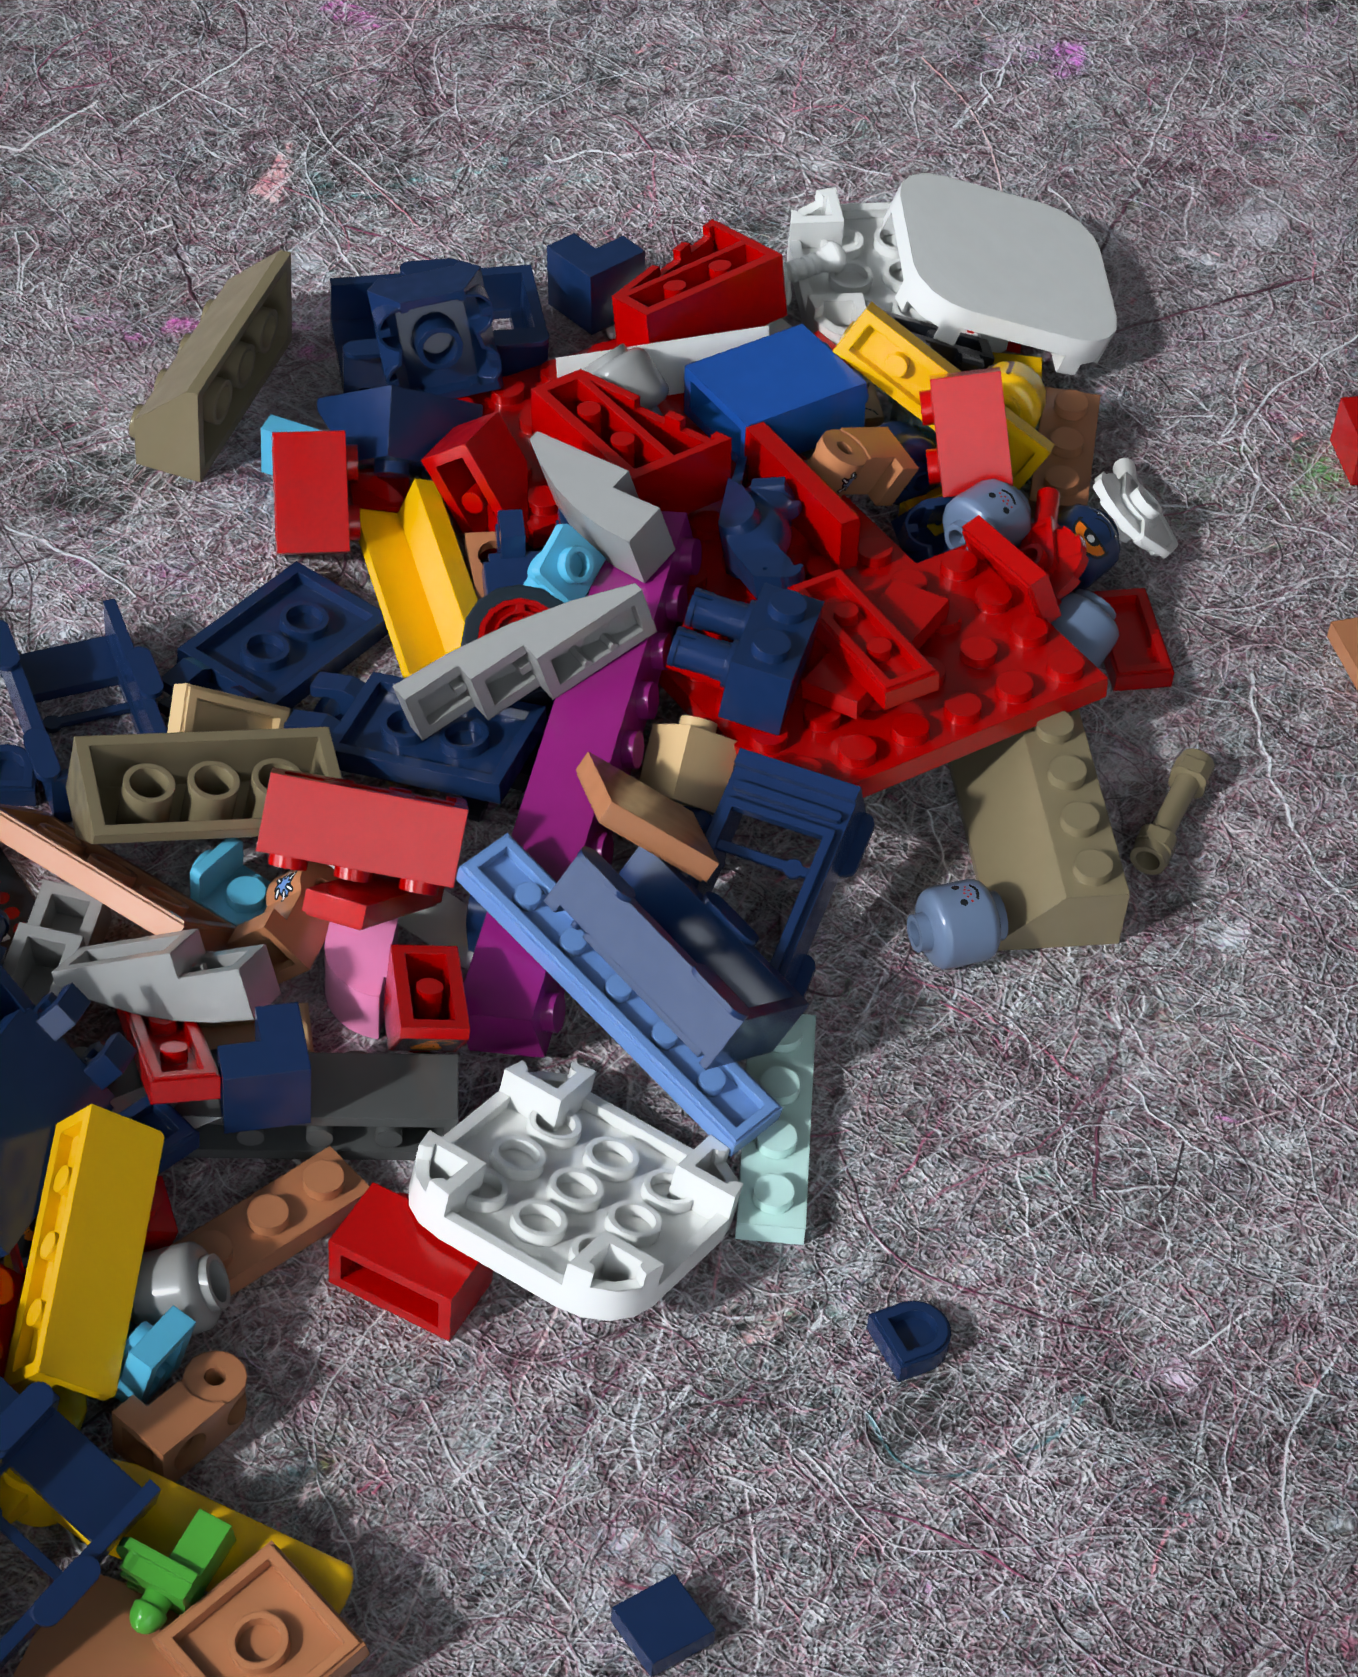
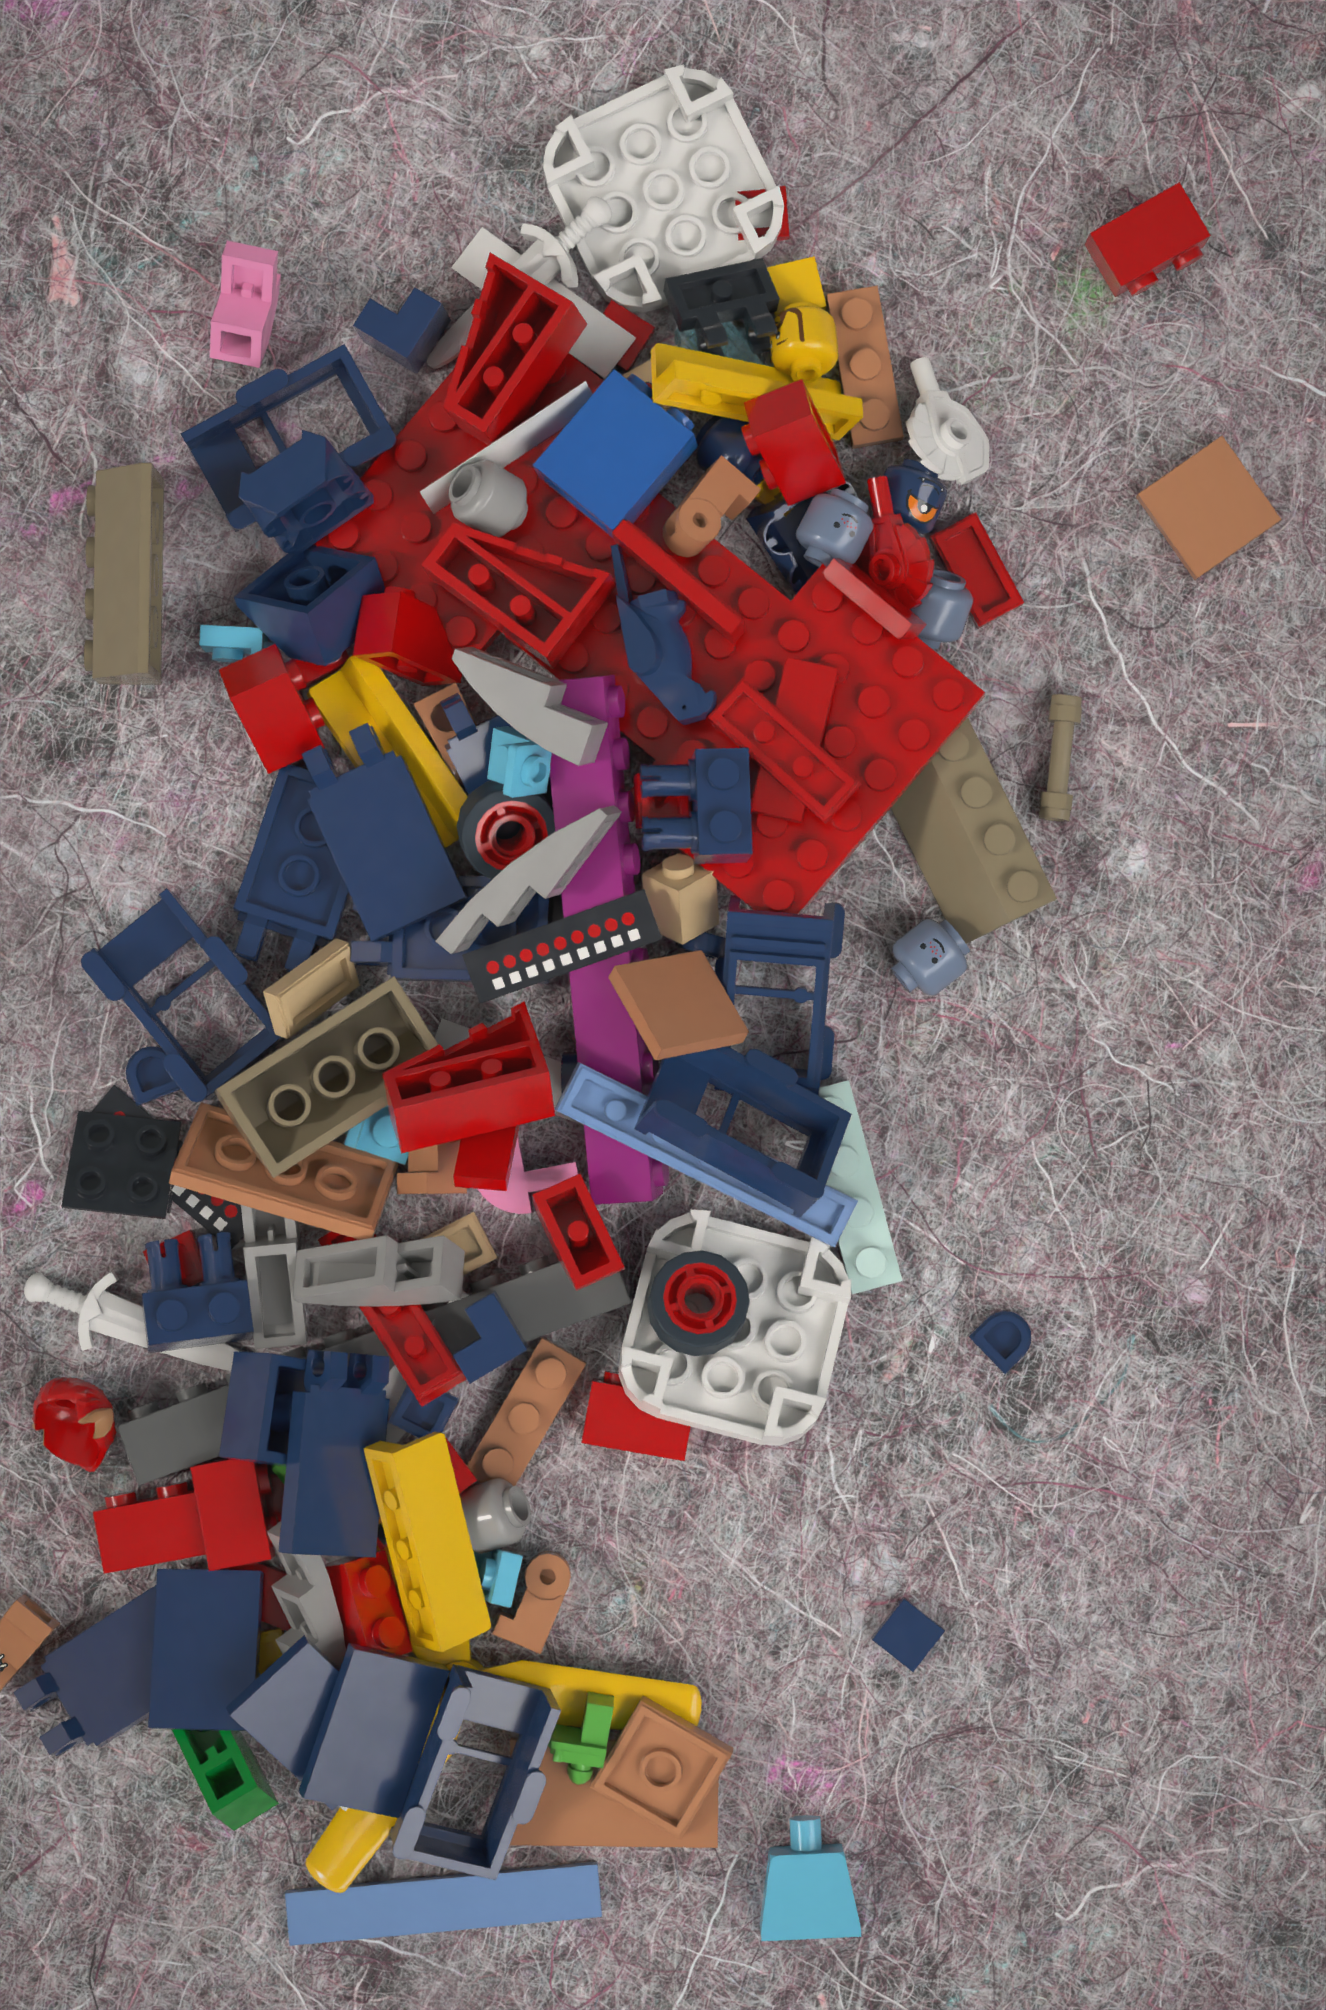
camera: 15 degrees left, 40 degrees up
(370, 623) = (382, 837): none -> dark blue tile
(452, 216) = (245, 305): none -> bright pink brick
(532, 747) = (562, 946): none -> black sticker
(542, 1126) = (702, 1274): none -> wheel
(1001, 269) = (754, 184): white tile -> none

